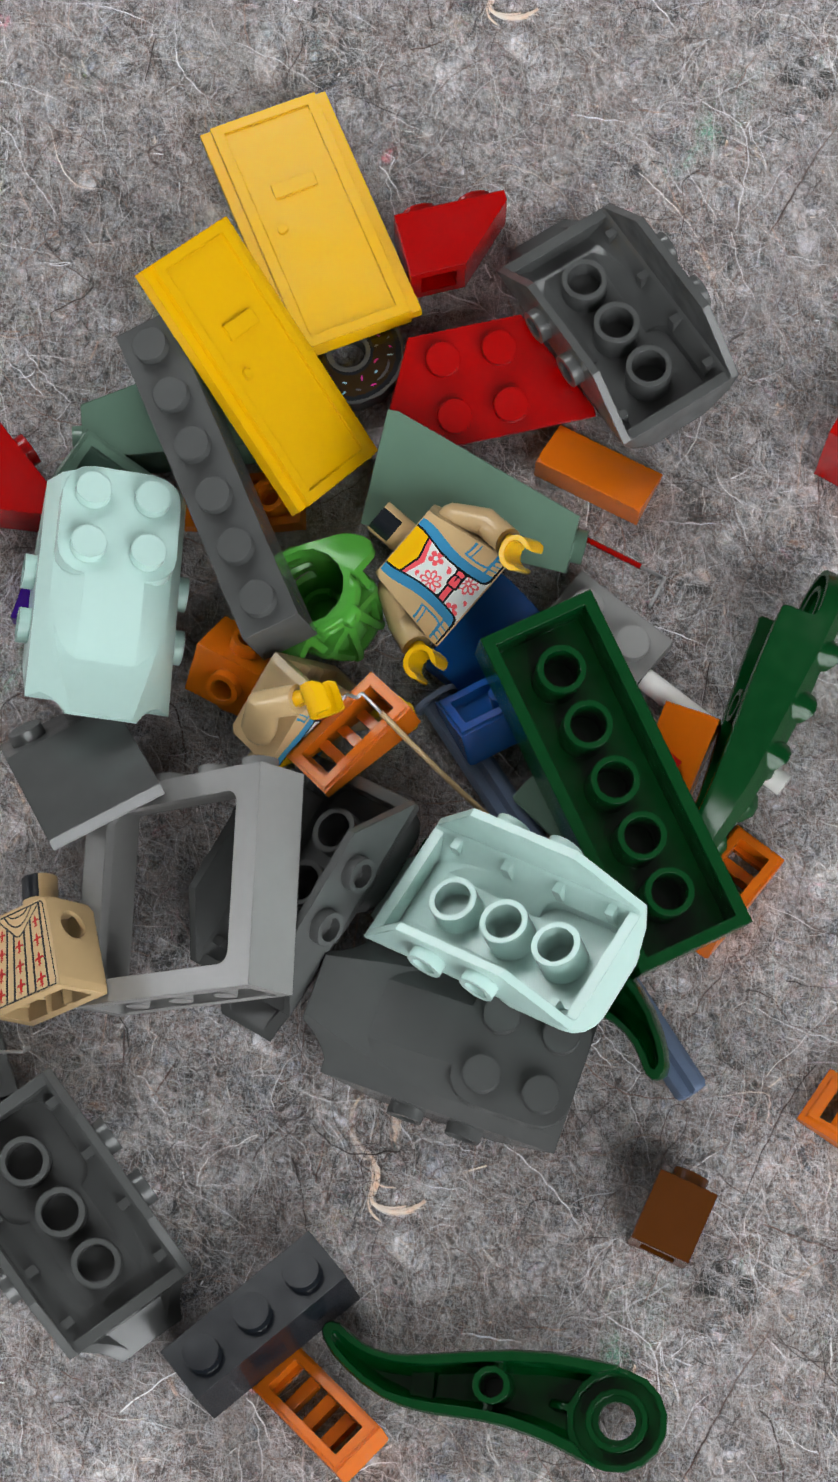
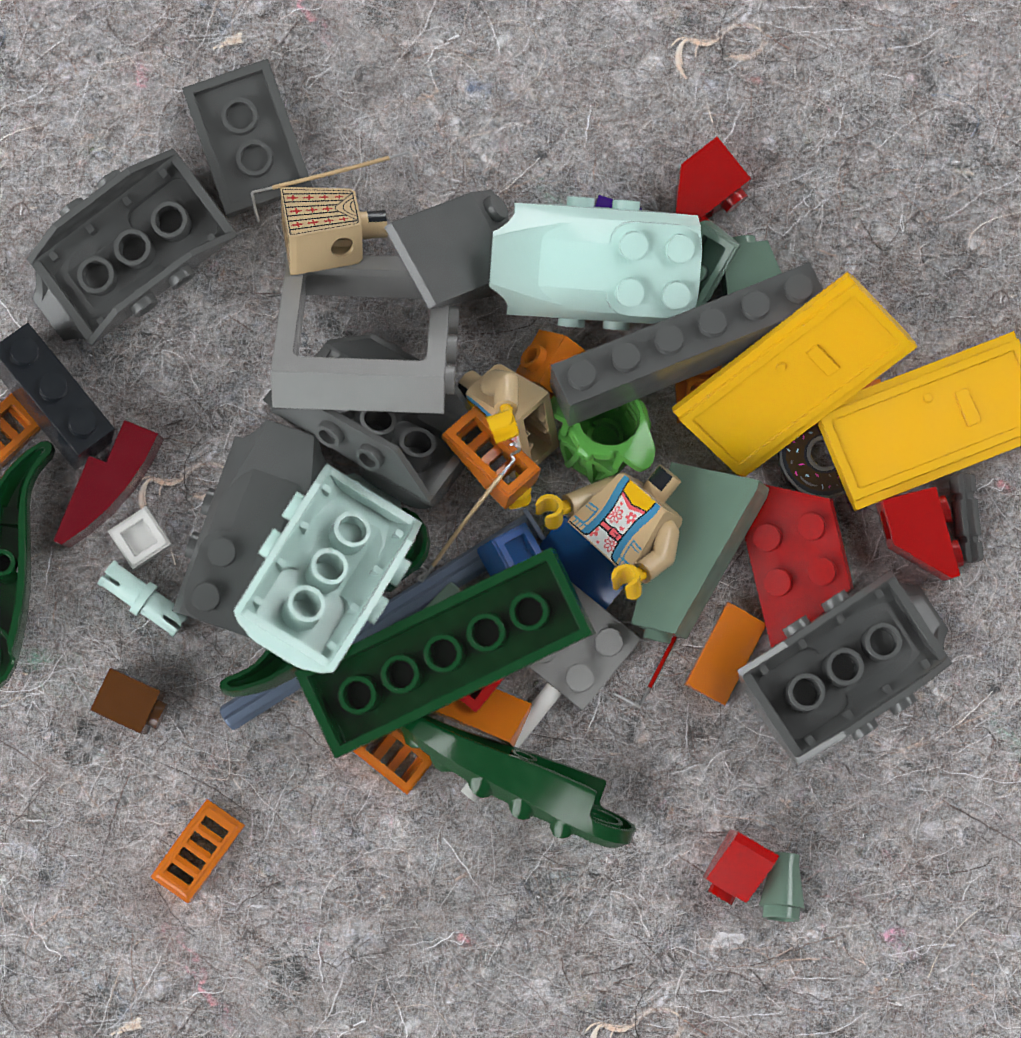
camera: 90 degrees right, 10 degrees up
(380, 1248) = (108, 484): none -> dark red slope
(431, 189) = (966, 516): none -> dark grey axle
(451, 1210) = (140, 538): none -> white tile
(533, 1203) = (142, 598): none -> light aqua pin

